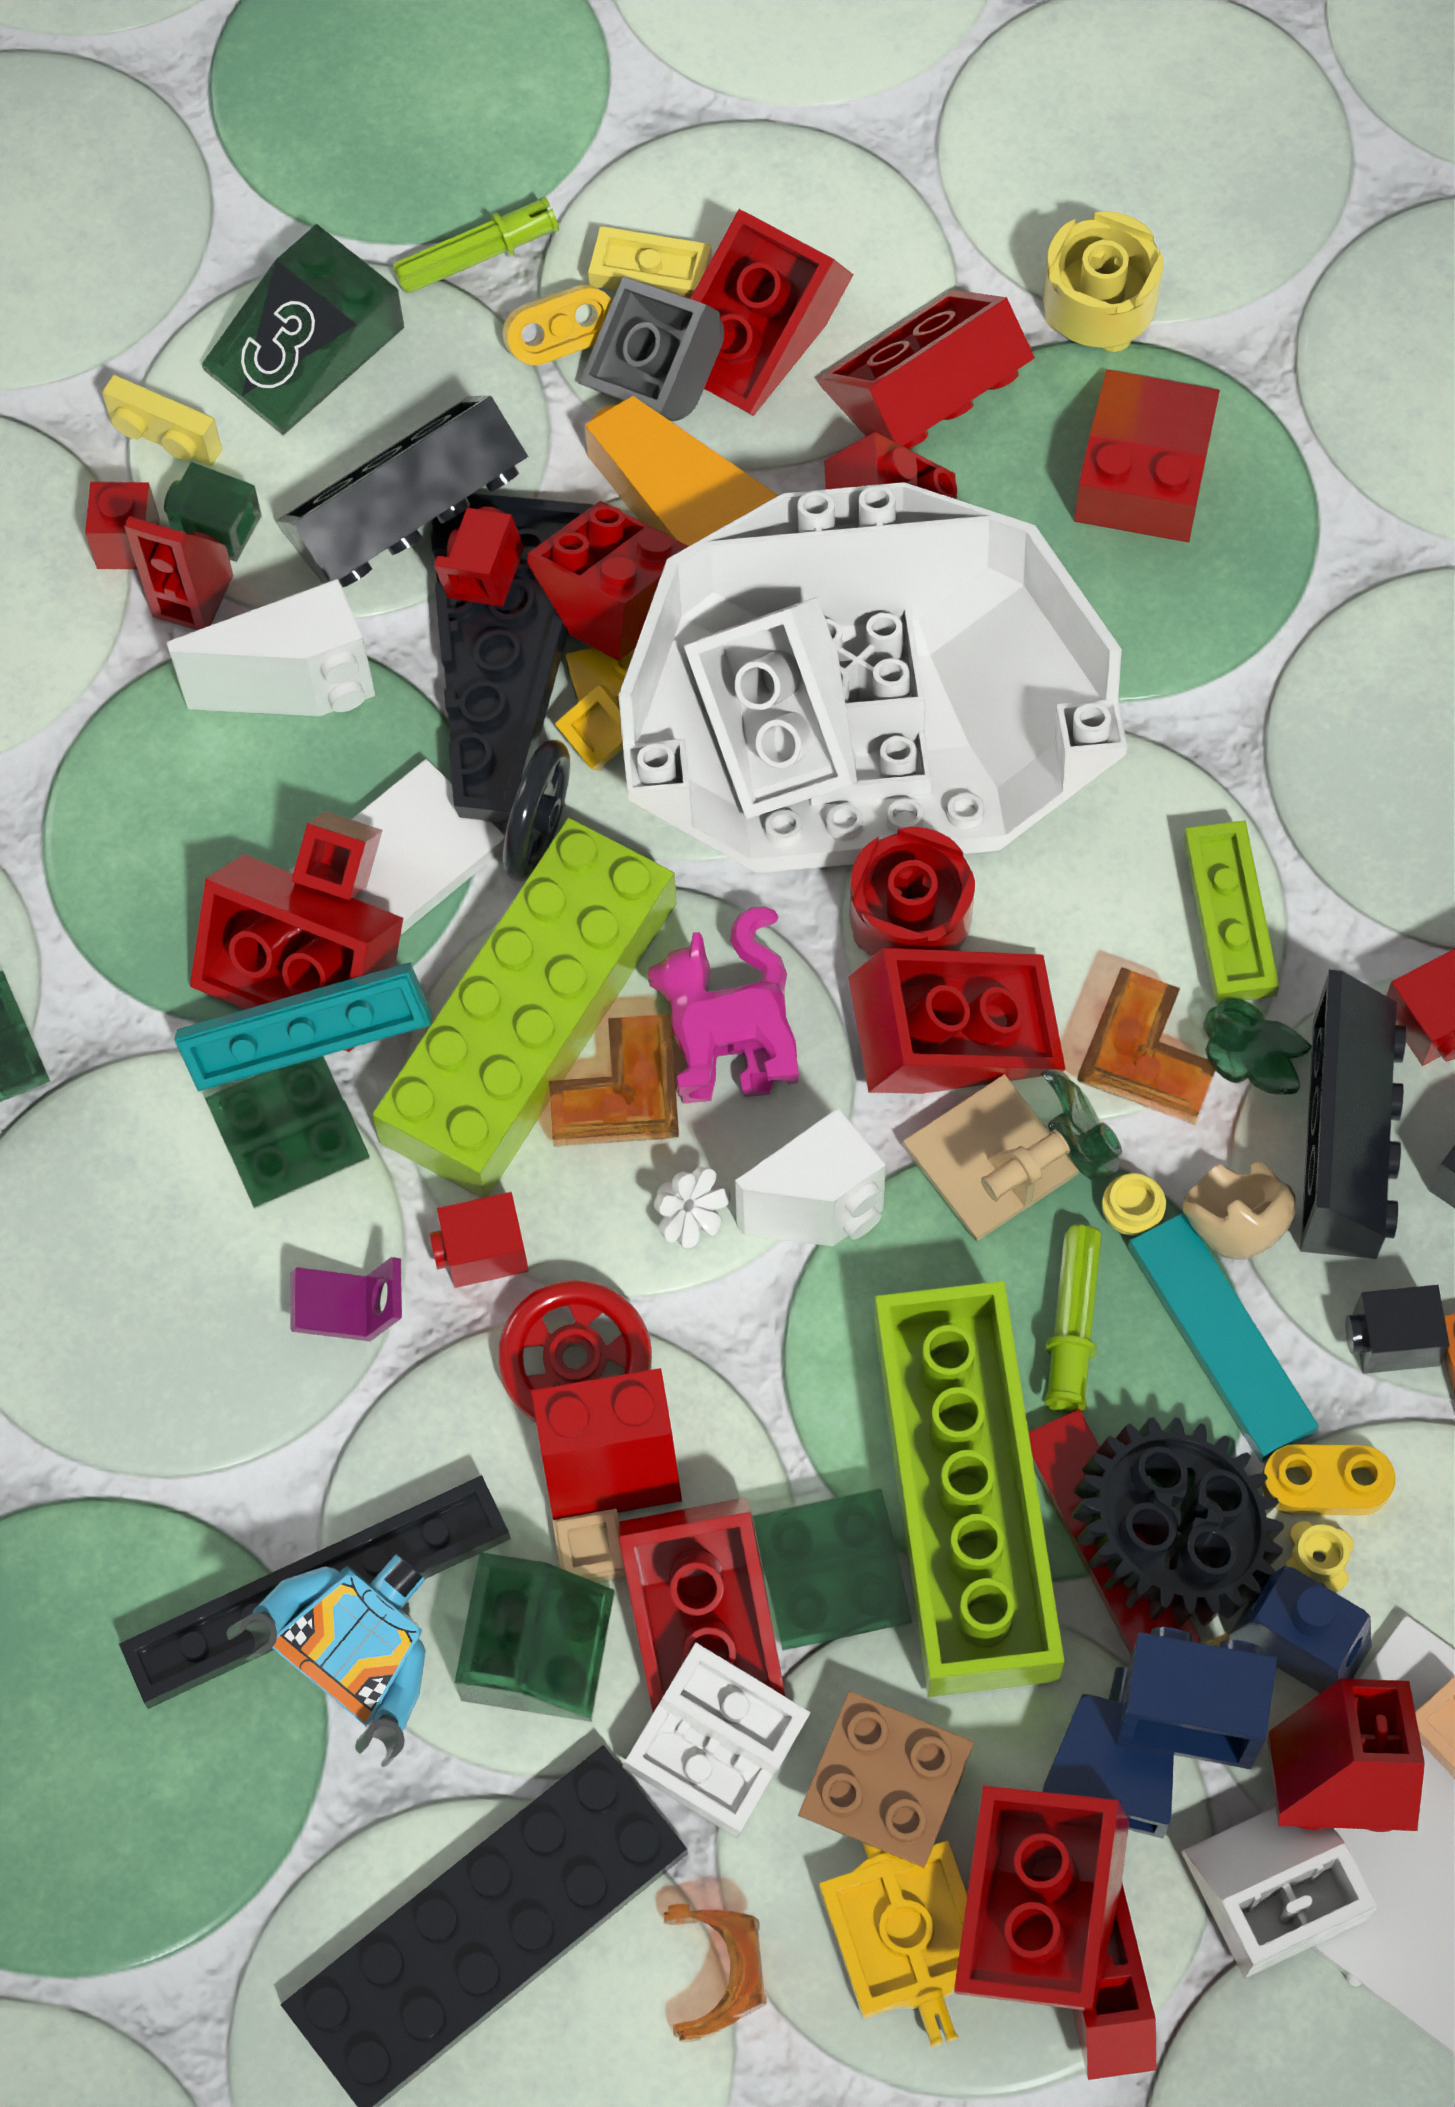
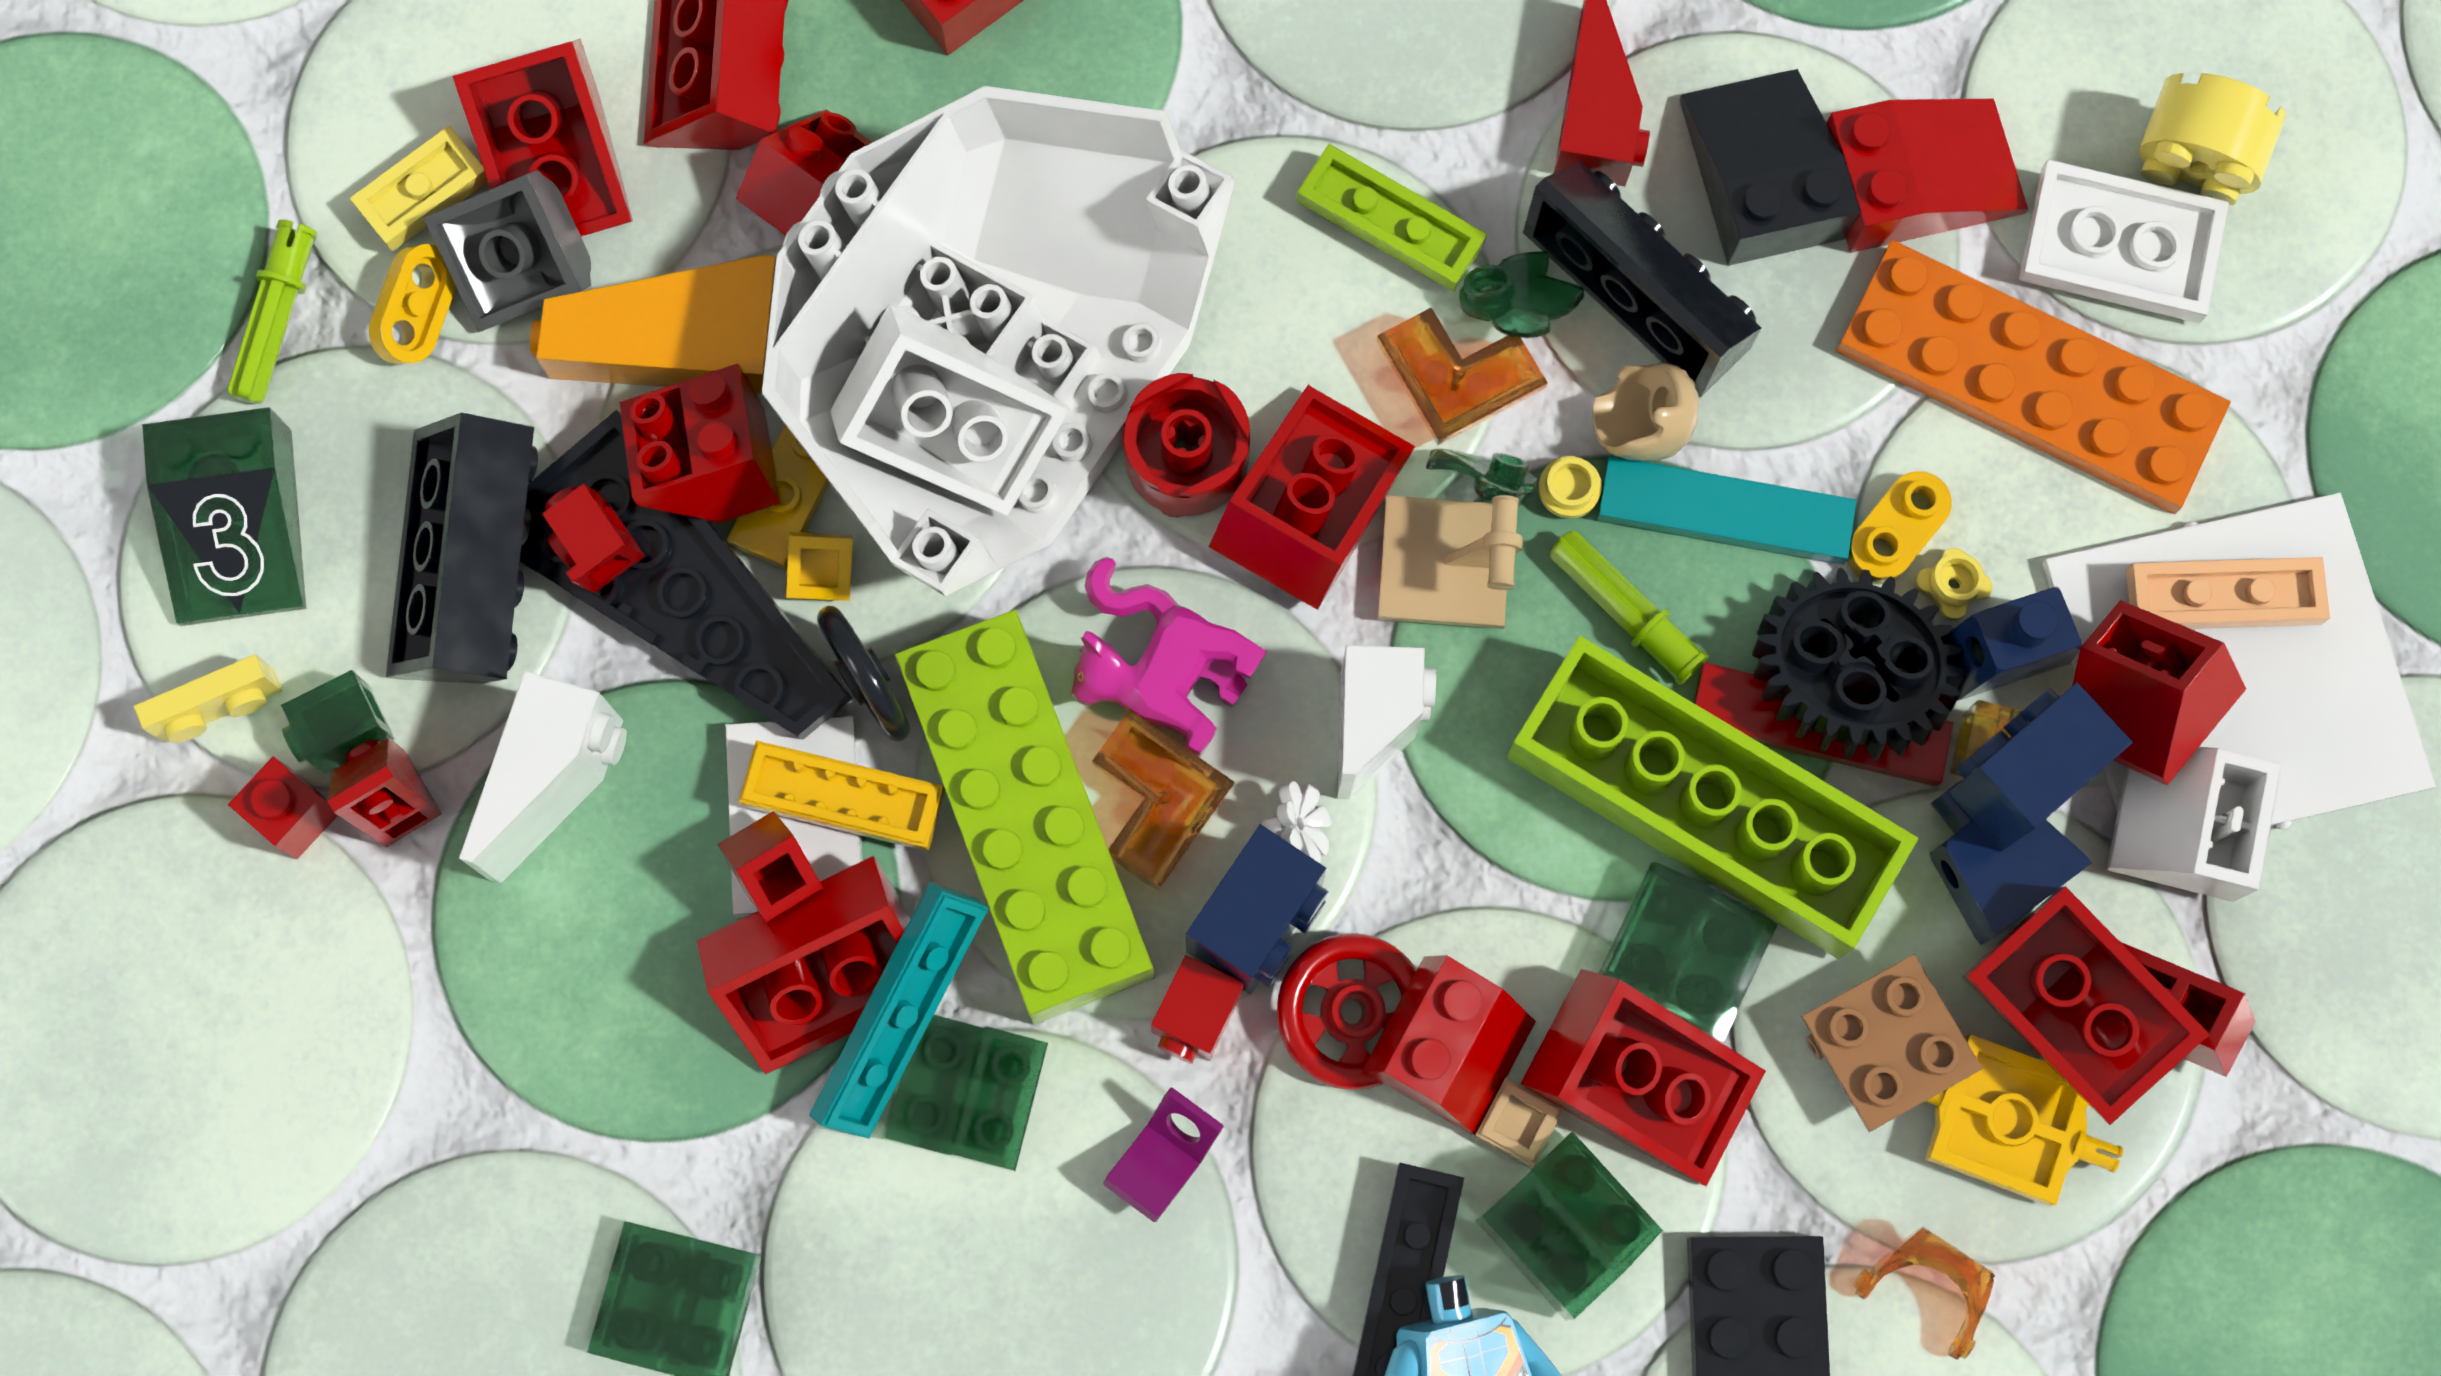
camera: 55 degrees left, 10 degrees up
(434, 869) = (842, 795): none -> yellow plate
(586, 1216) = (1257, 909): none -> dark blue piece
(716, 1739) = (1755, 1147): white slope -> none
(1398, 1329) = (1830, 379): black brick -> none

